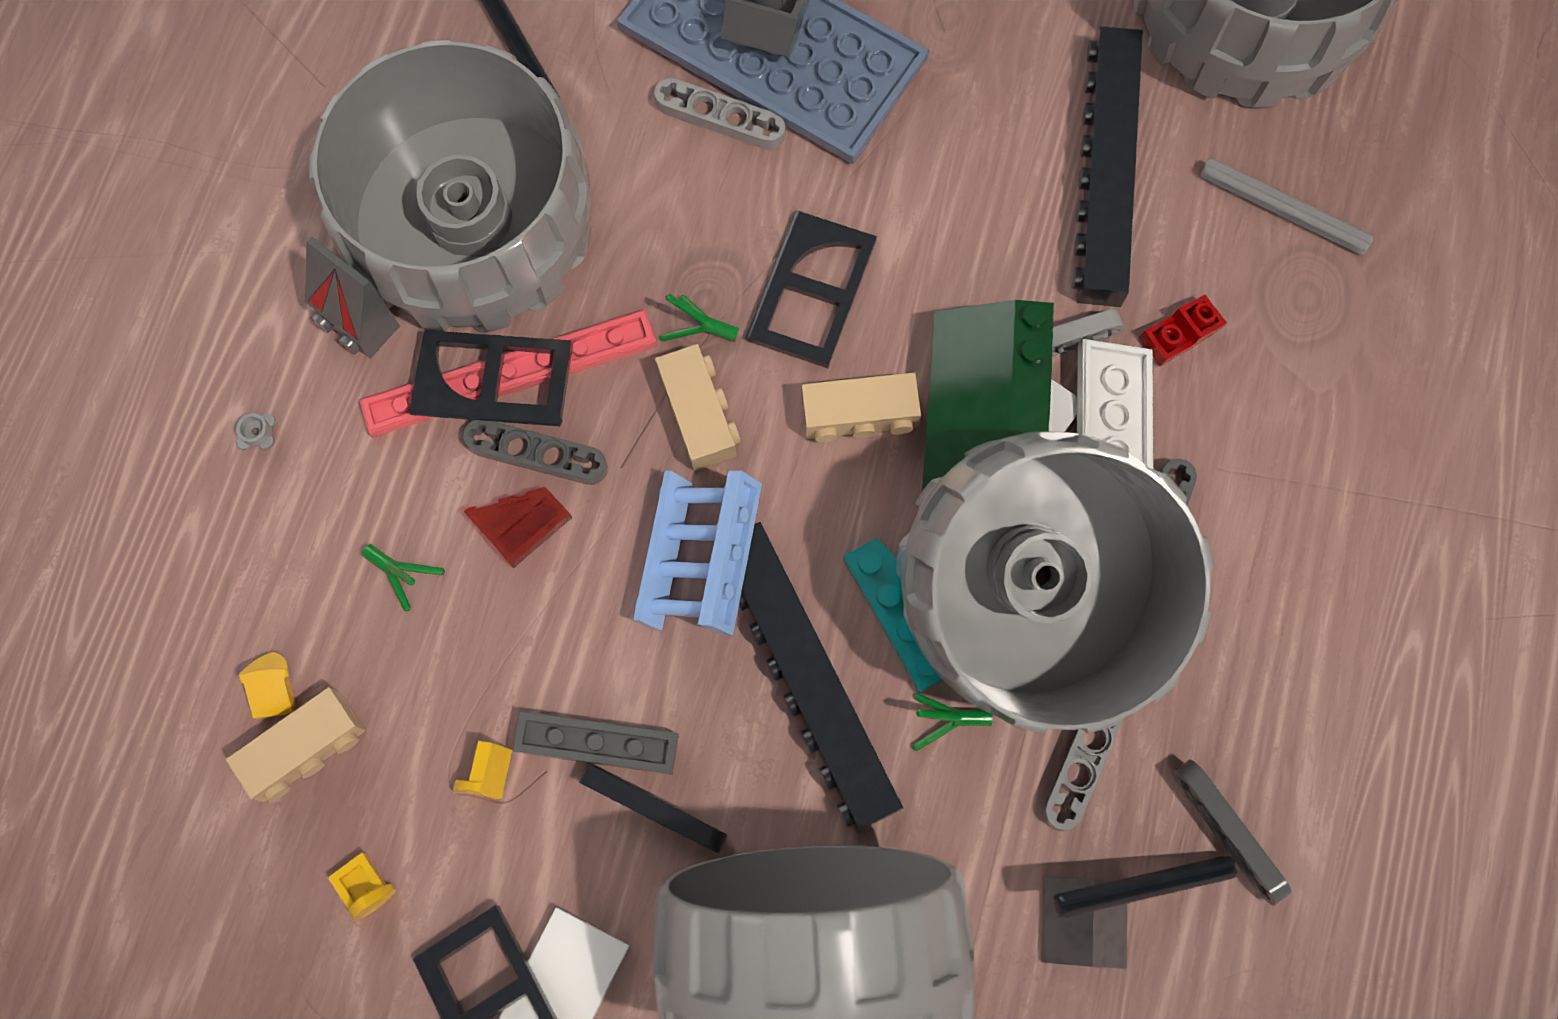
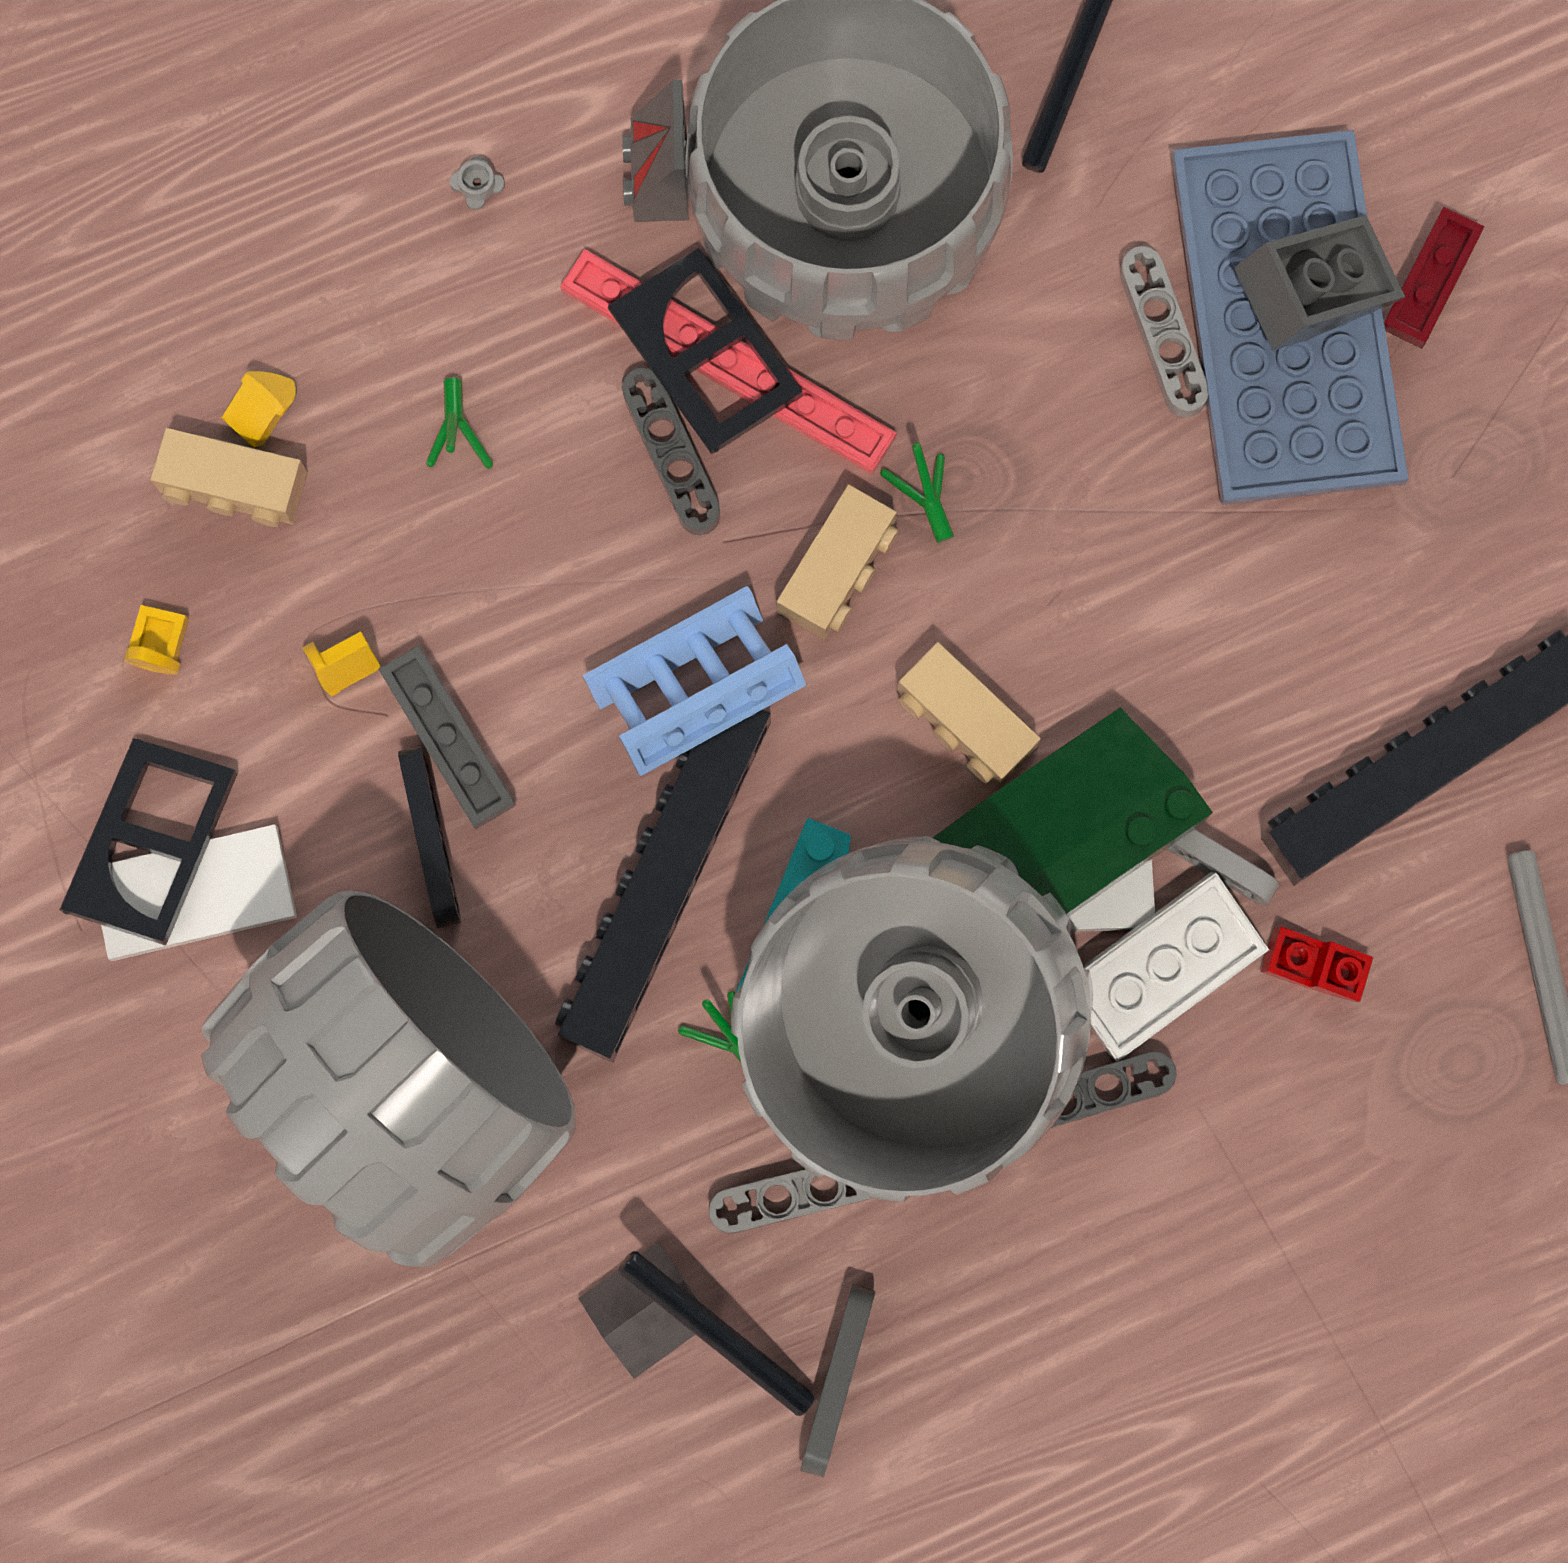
camera: 50 degrees right, 5 degrees up
(520, 523) = (590, 496): clear red wing -> none
(805, 236) = (1102, 520): black window -> none

